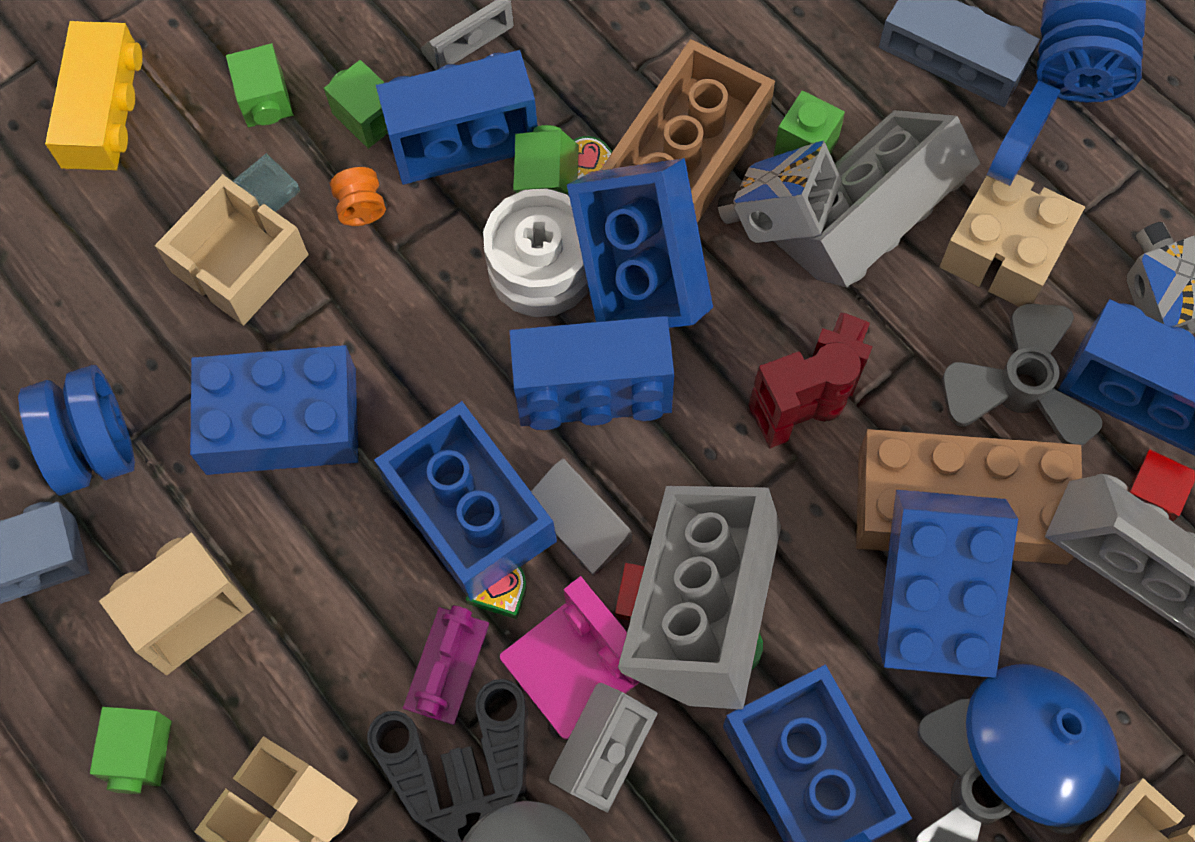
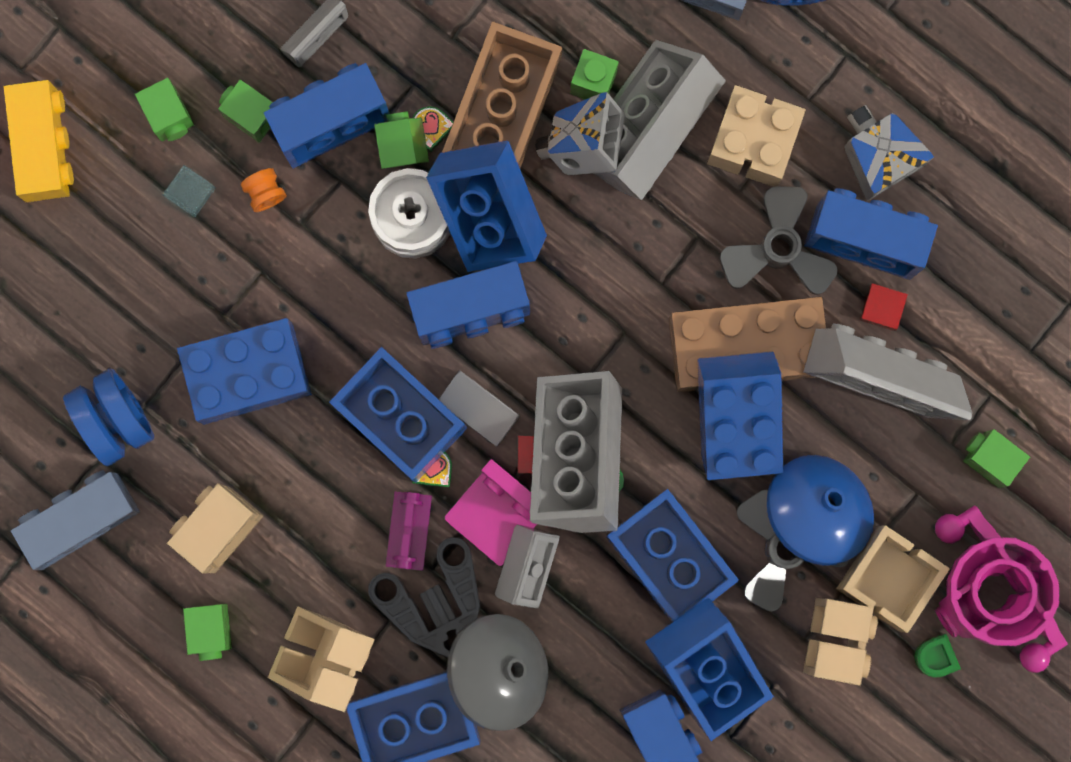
camera: 15 degrees left, 15 degrees up
(227, 254) = (181, 256): tan piece -> none
(815, 388) = (640, 276): dark red hips -> none
(1023, 133) = (754, 55): blue beam -> none

